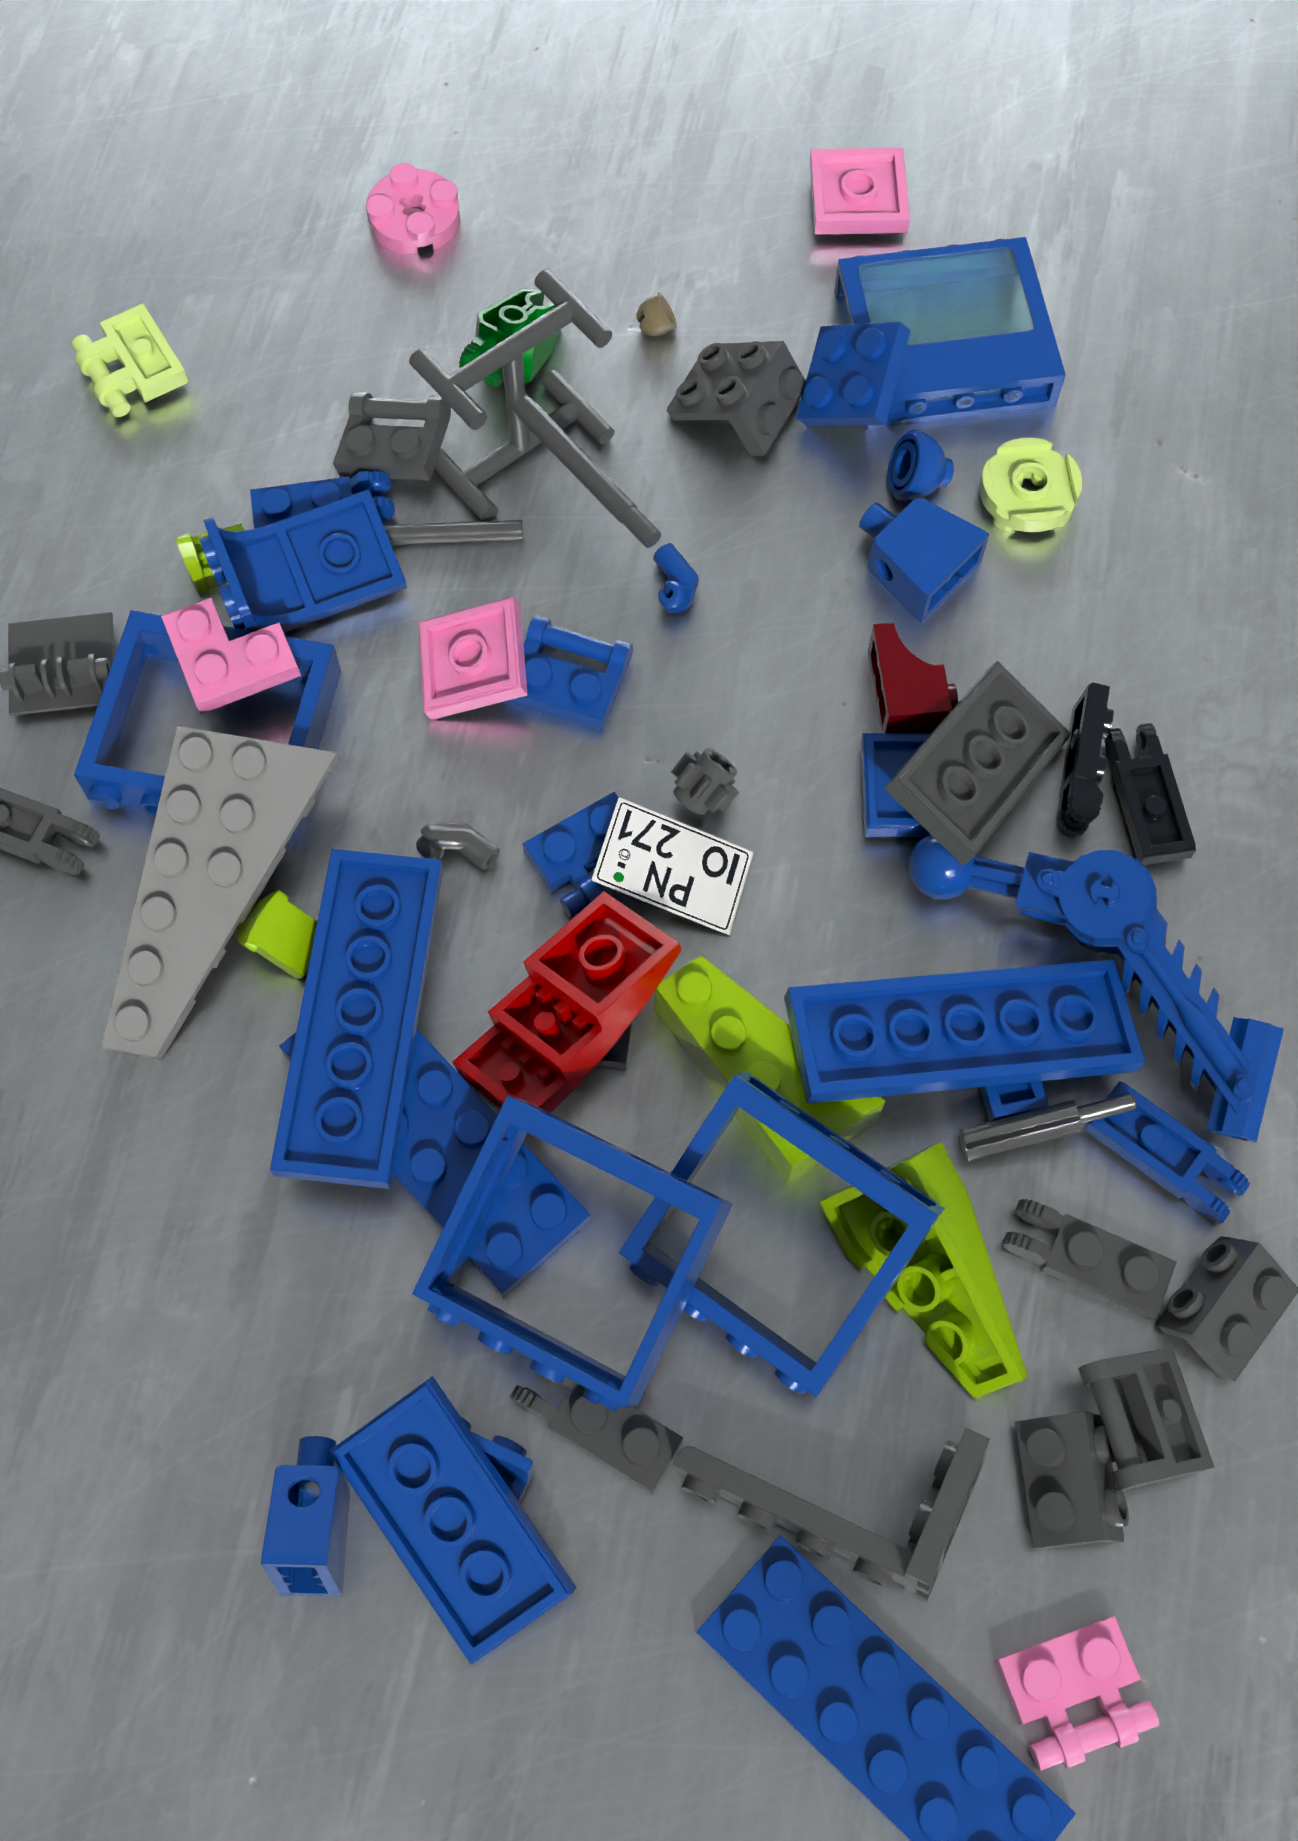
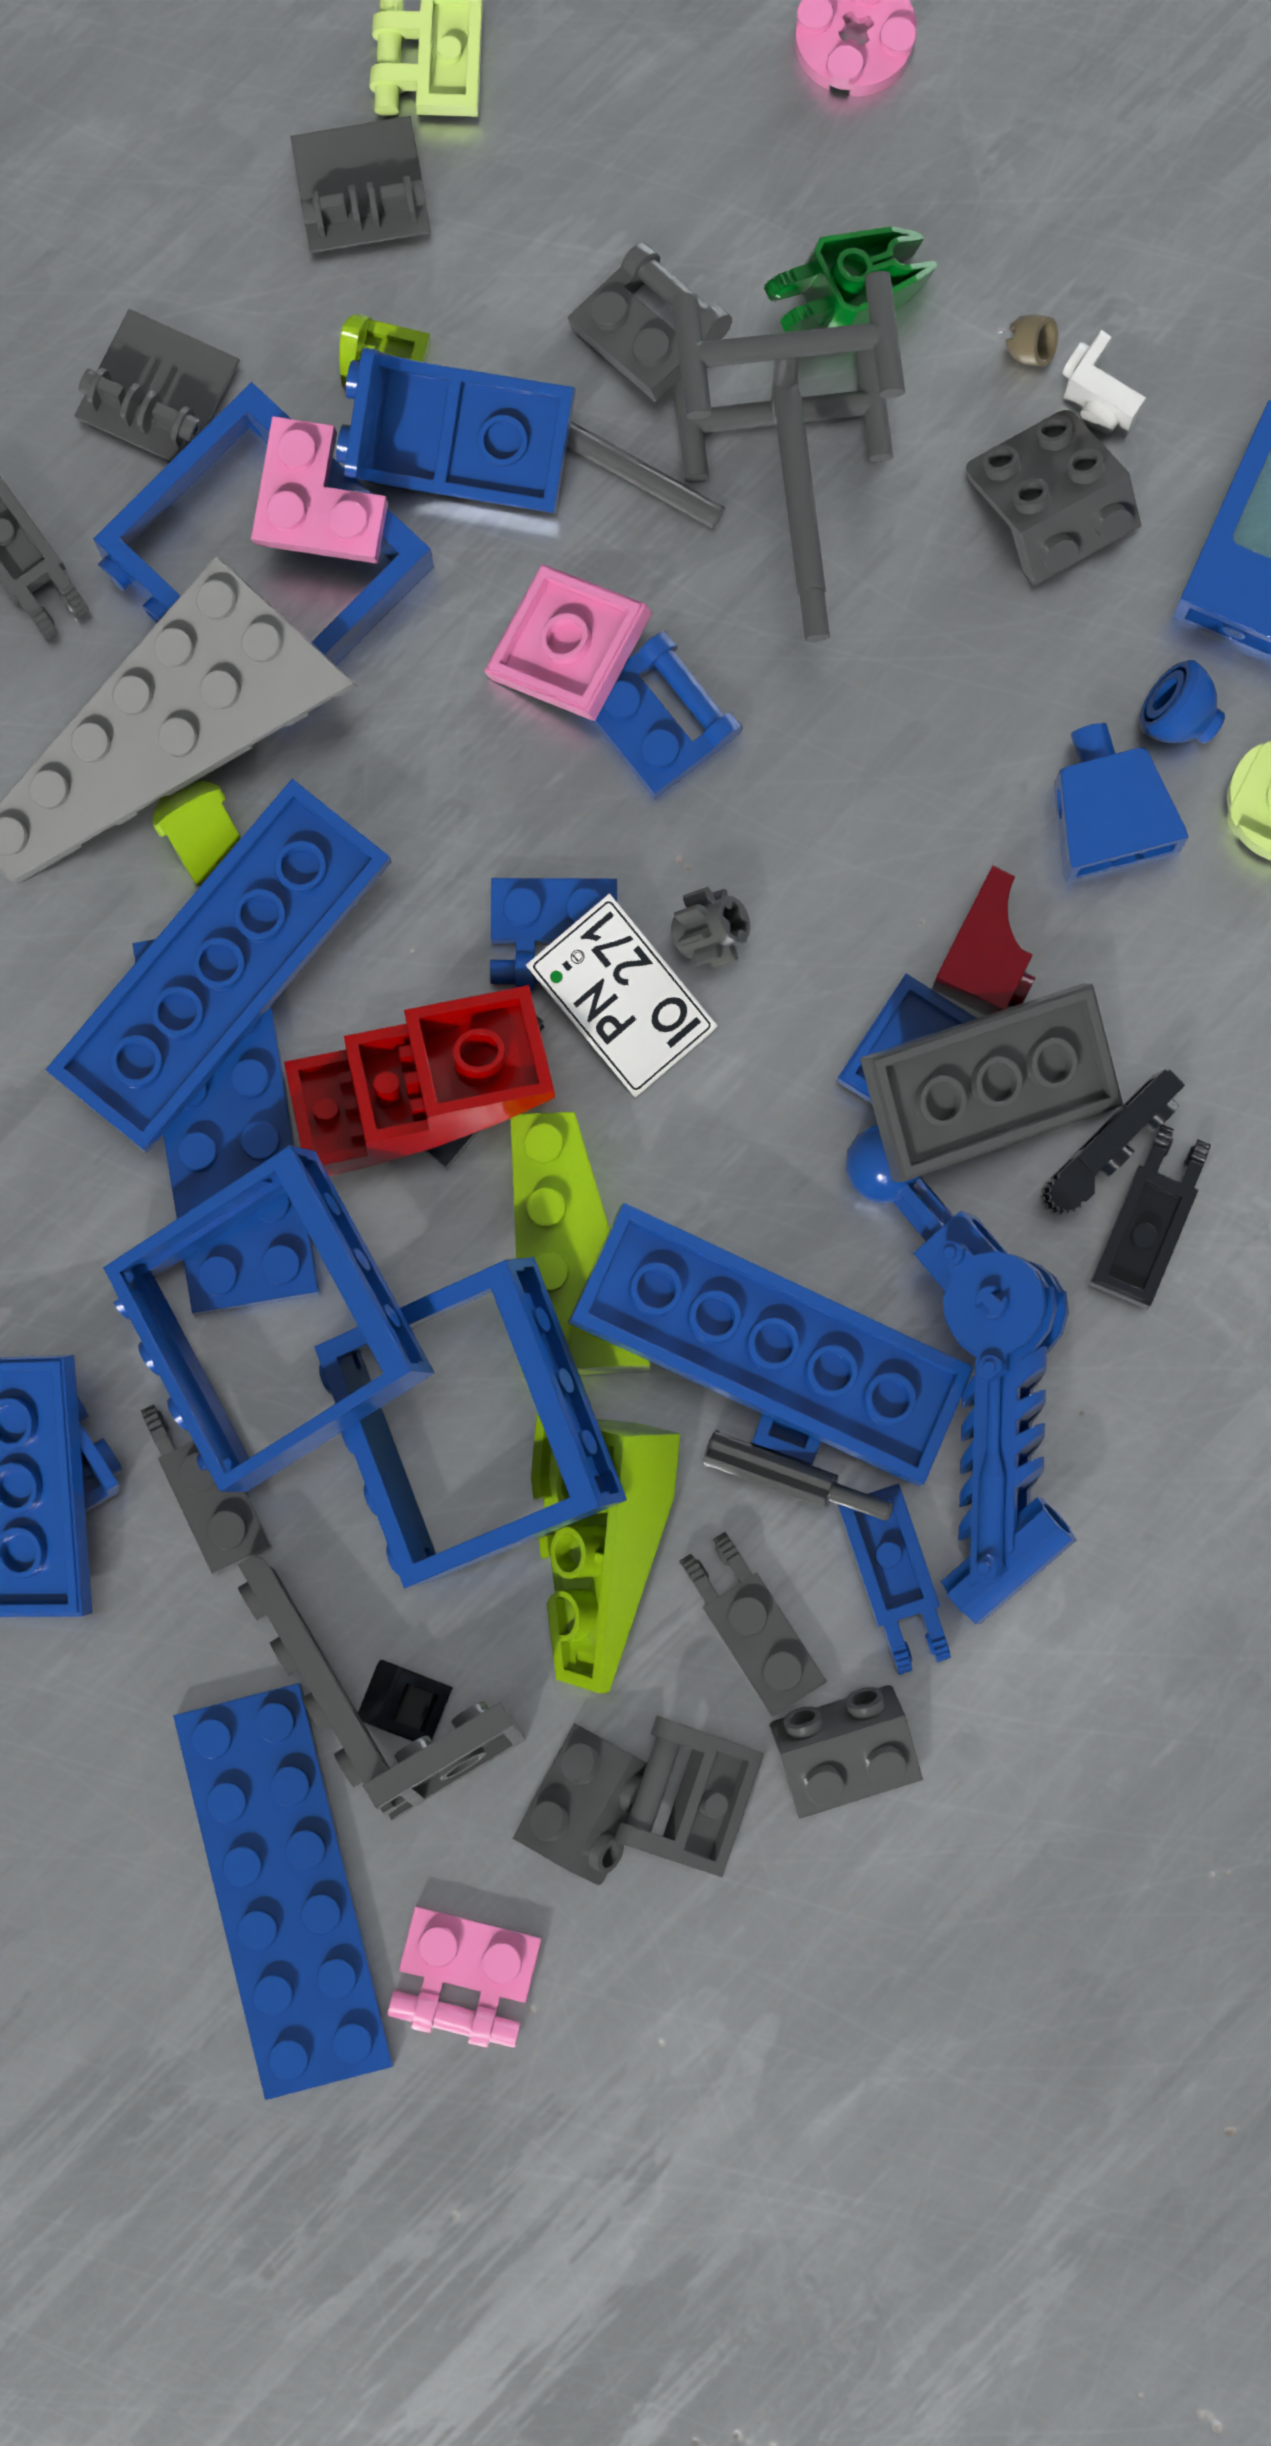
camera: 35 degrees right, 15 degrees up
(132, 462) = (360, 184): none -> dark grey hinge
(286, 501) = (507, 347): blue hinge -> none
(456, 836) = (431, 828): dark grey arm -> none
(681, 580) = (843, 682): blue arm -> none
(724, 318) = (1100, 397): none -> white bracket
(853, 374) = (1179, 558): blue plate -> none
(871, 1494) = (403, 1702): none -> black slope

